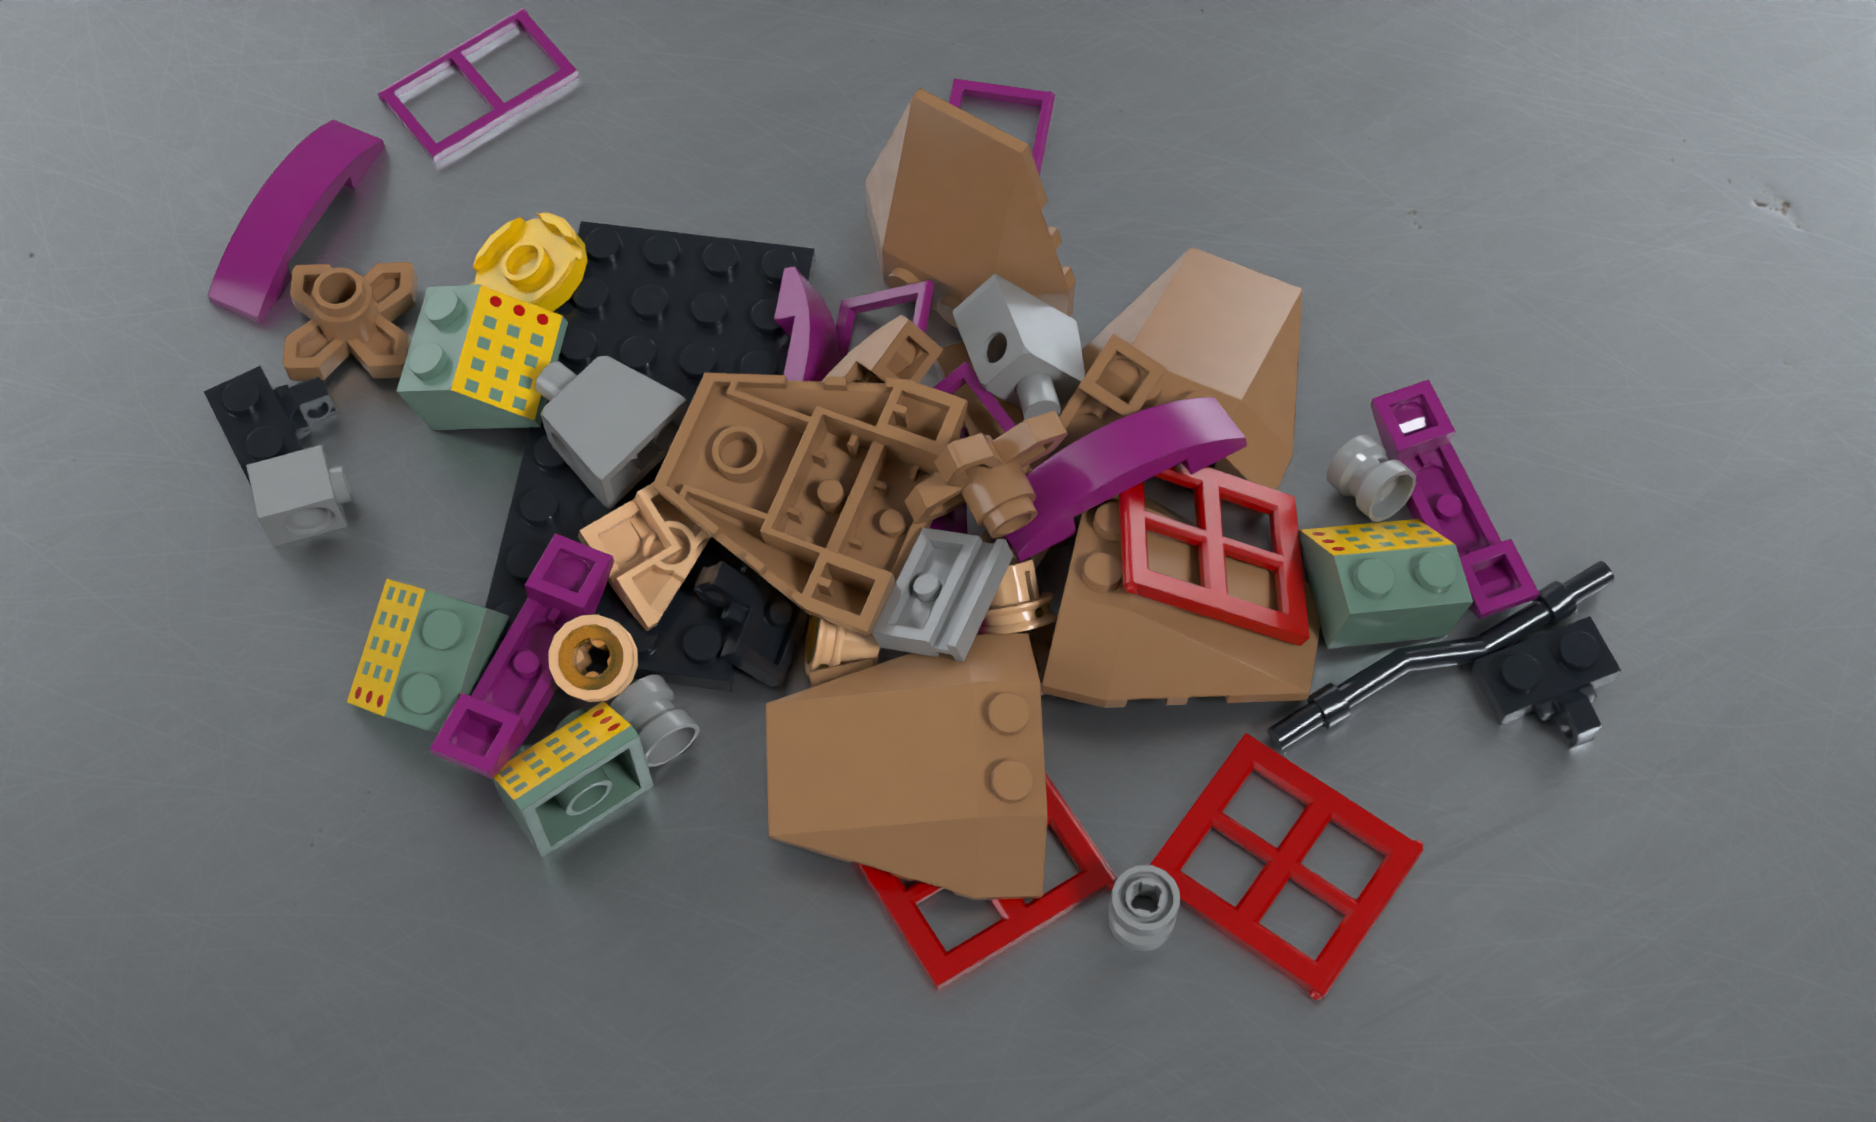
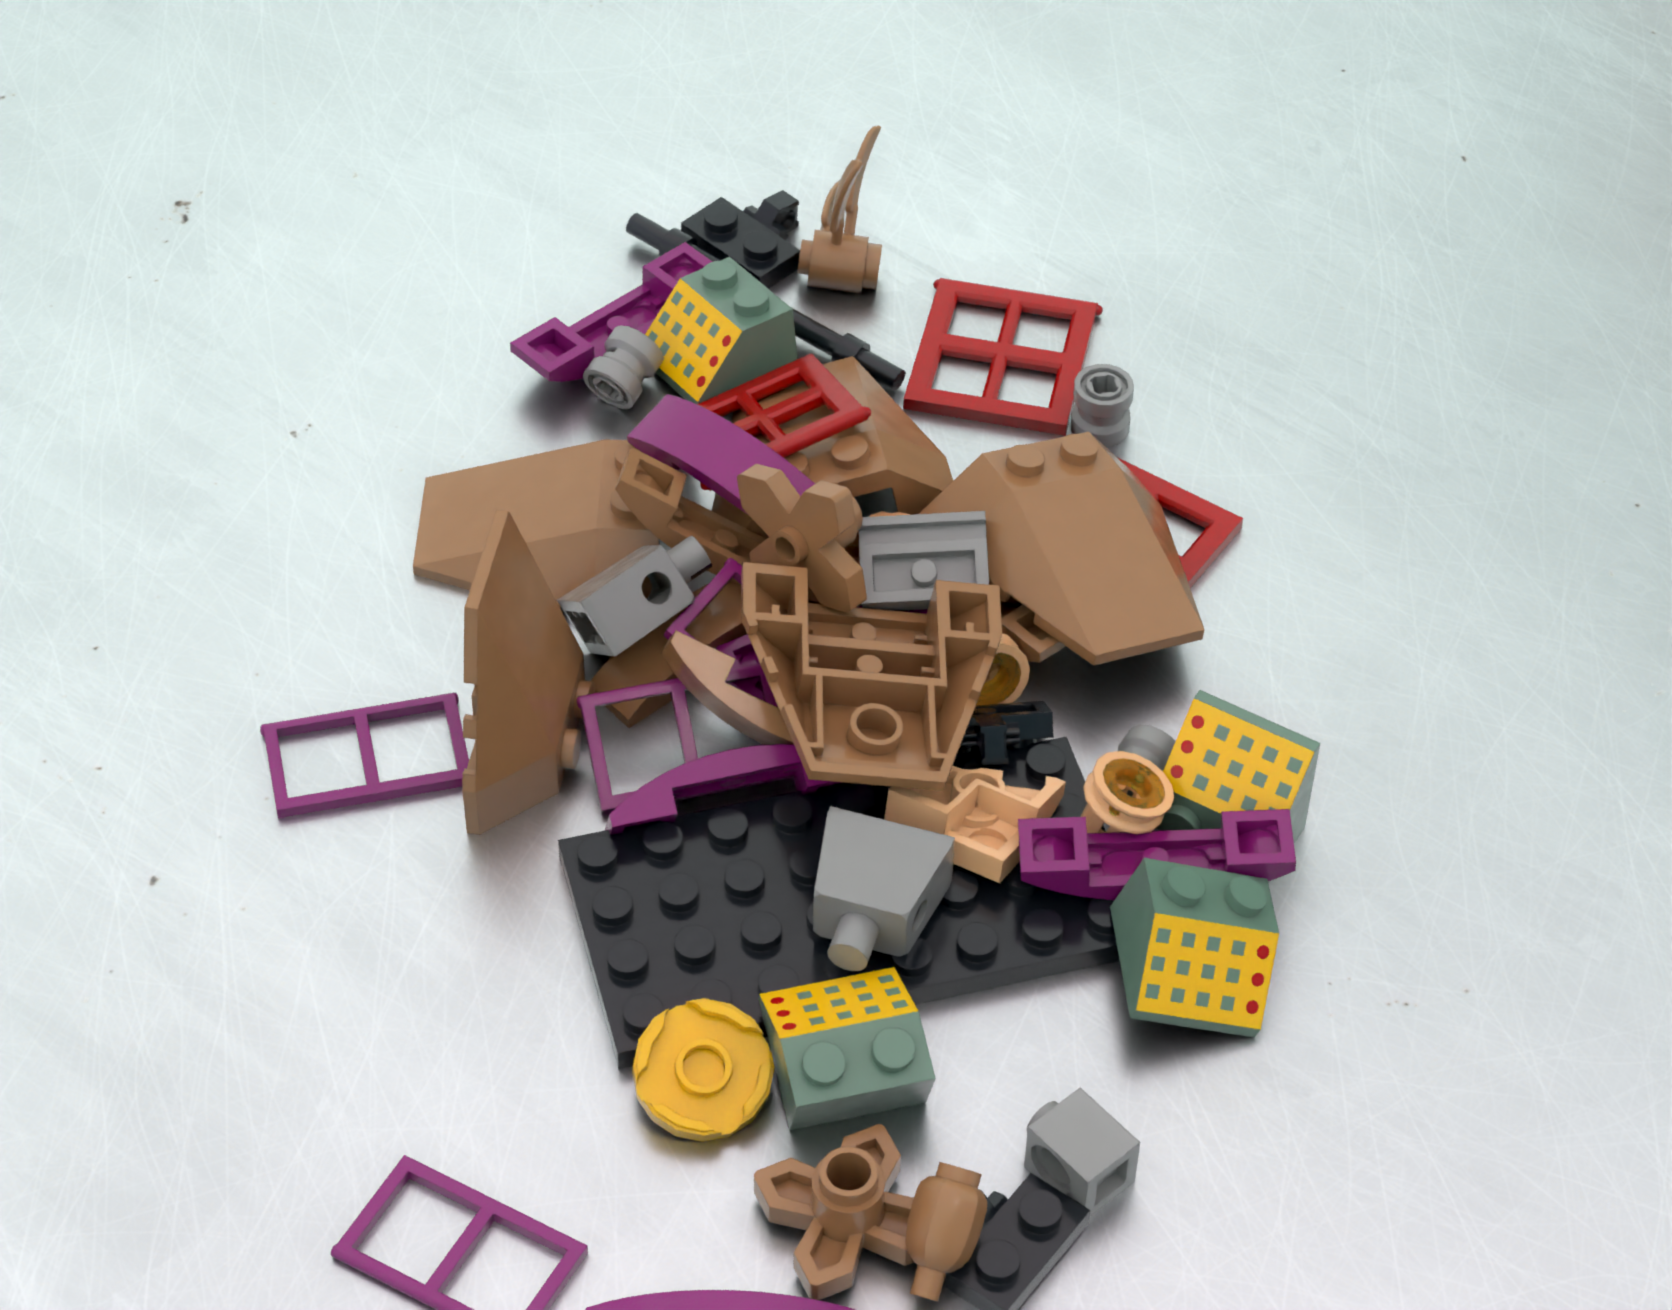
camera: 115 degrees left, 15 degrees down
(281, 360) = (944, 1226): none -> medium nougat plant
(1479, 736) = (838, 258): none -> medium nougat plant

